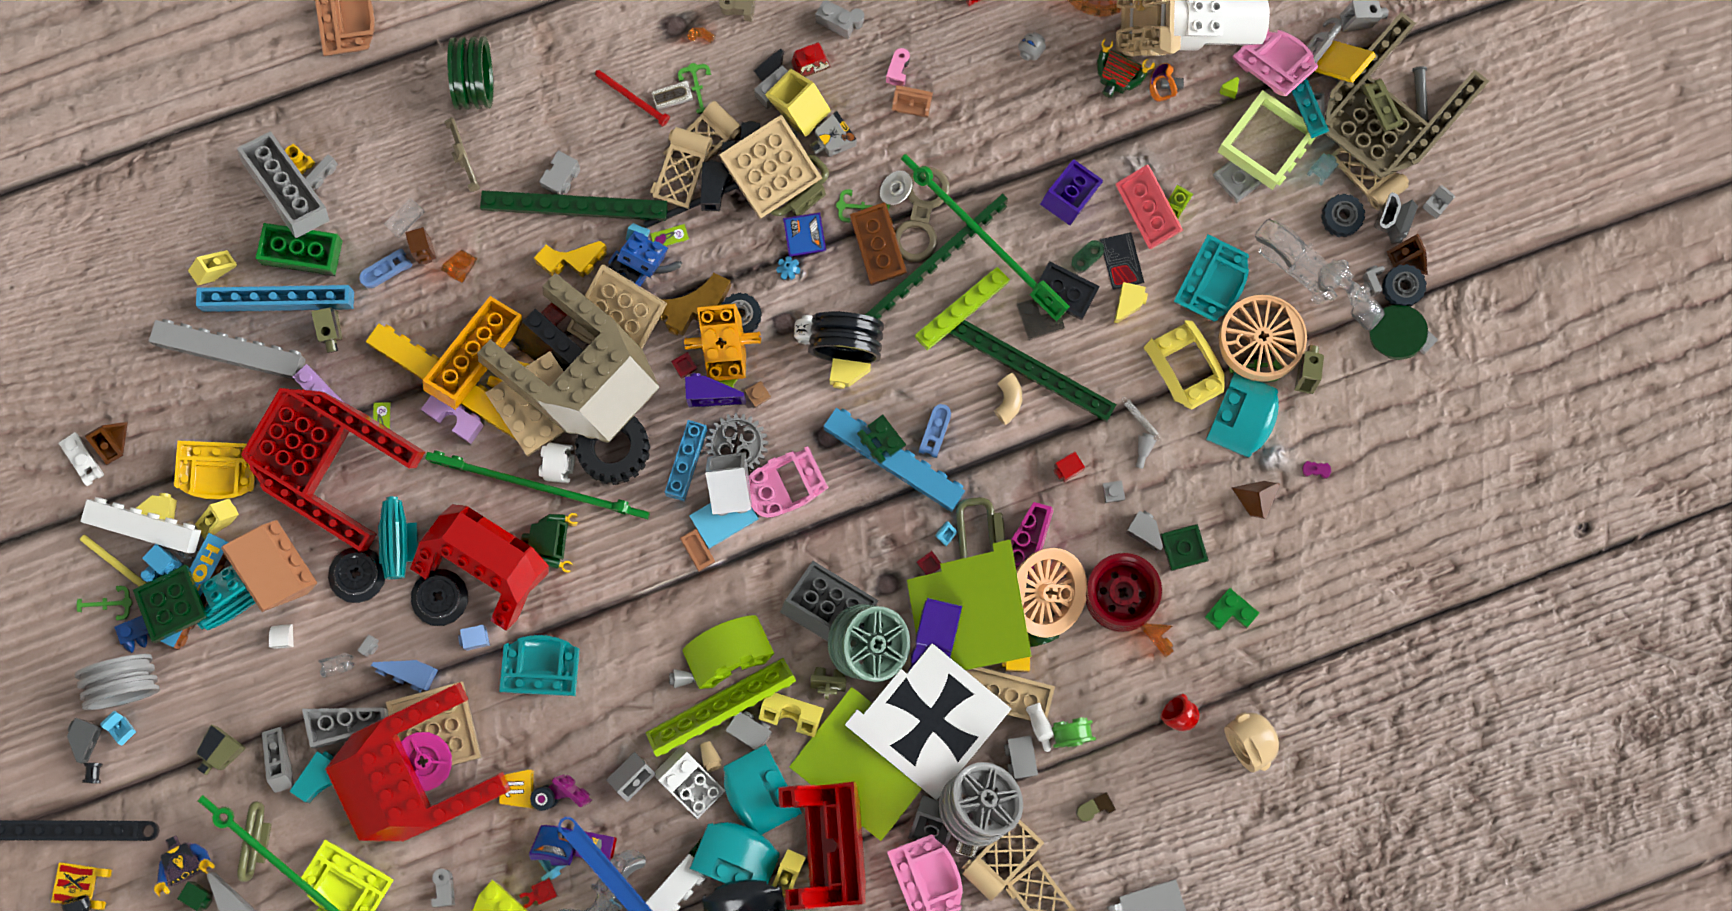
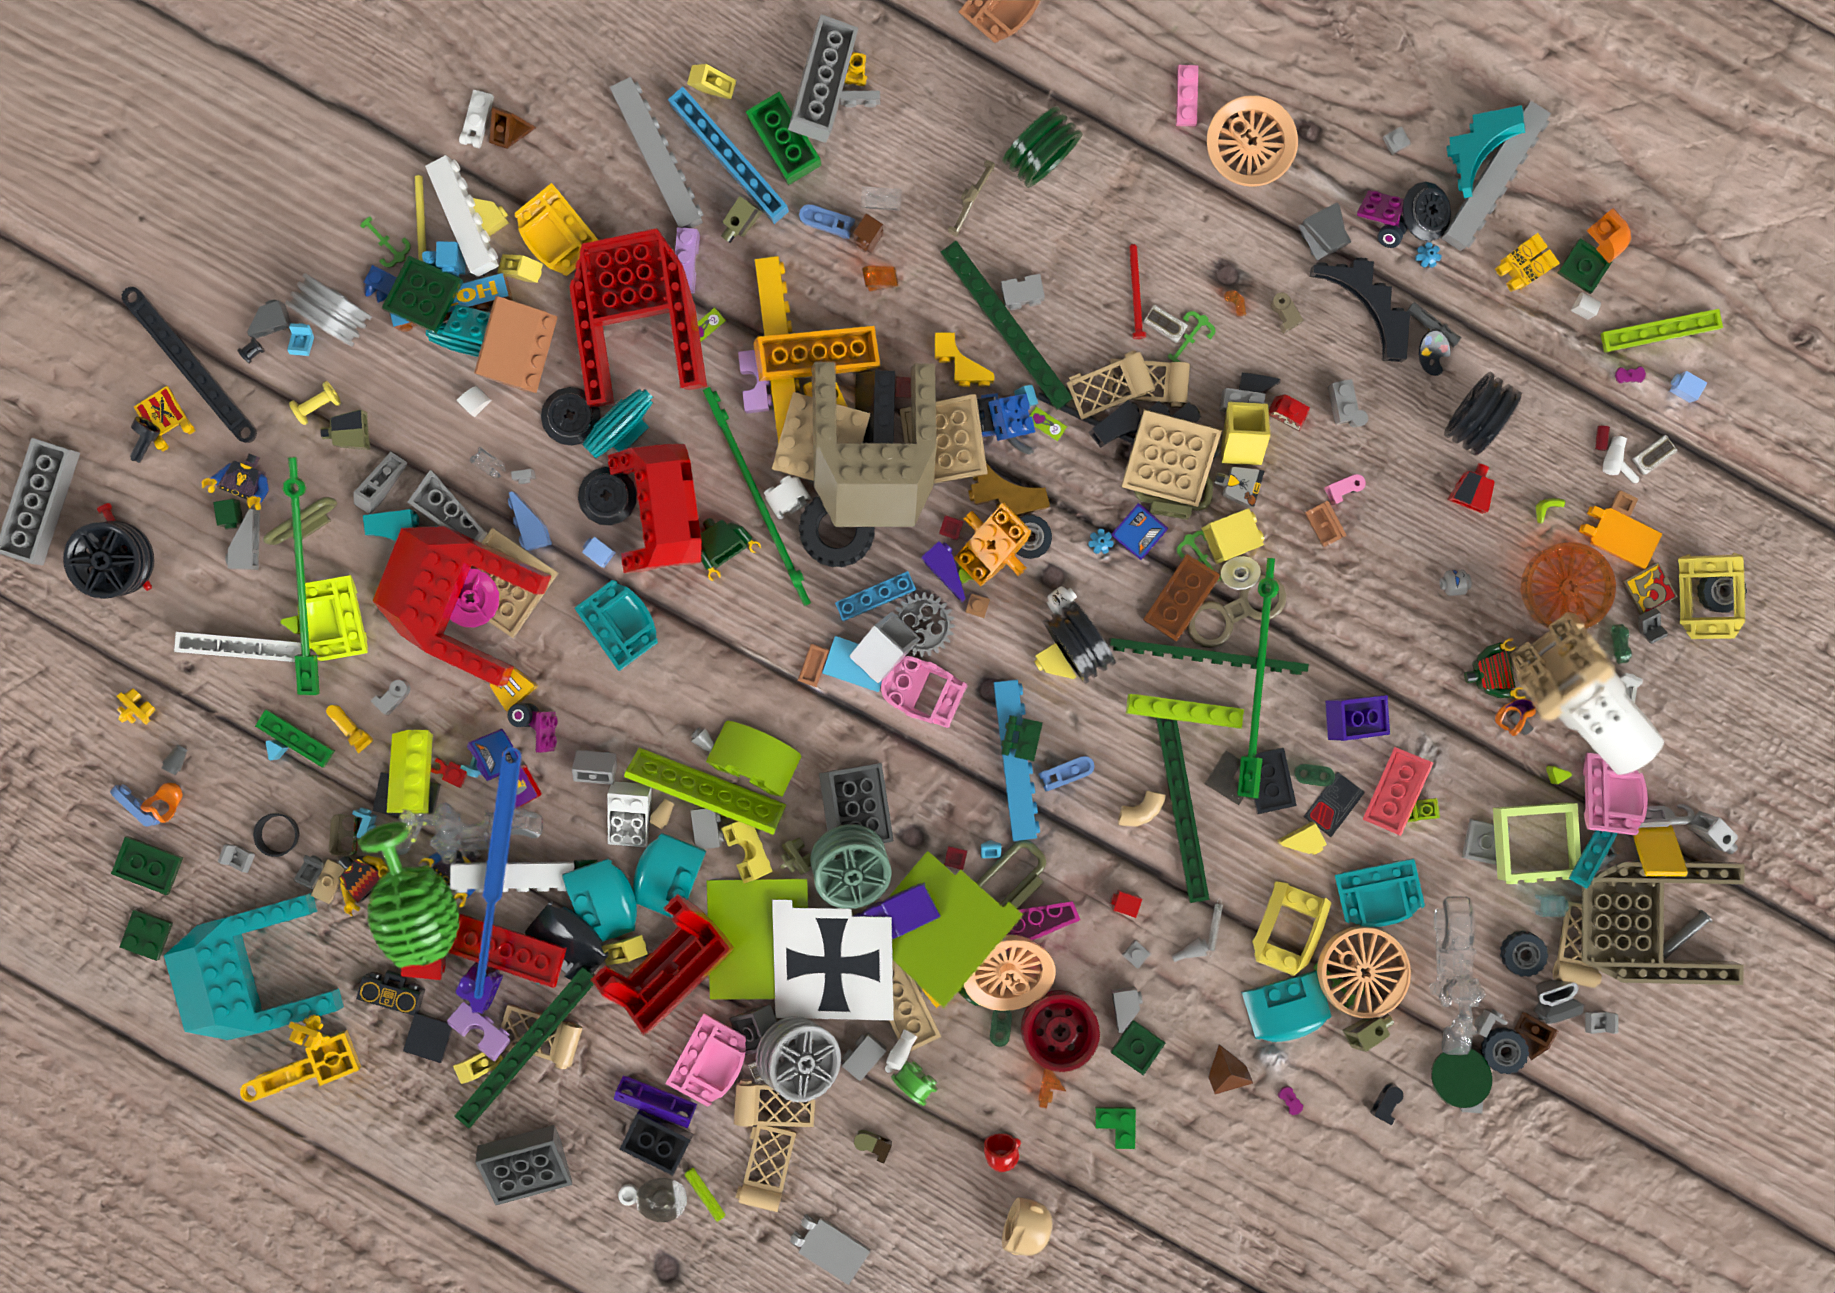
camera: 50 degrees right, 10 degrees up
(174, 757) = (314, 403): none -> light yellow hose
(864, 171) = (1233, 535): none -> light yellow slope
(1084, 636) = (1002, 1026): none -> clear green plate
(1374, 401) = (1386, 1103): none -> black leg
(1382, 105) = (1647, 915): olive plate -> none

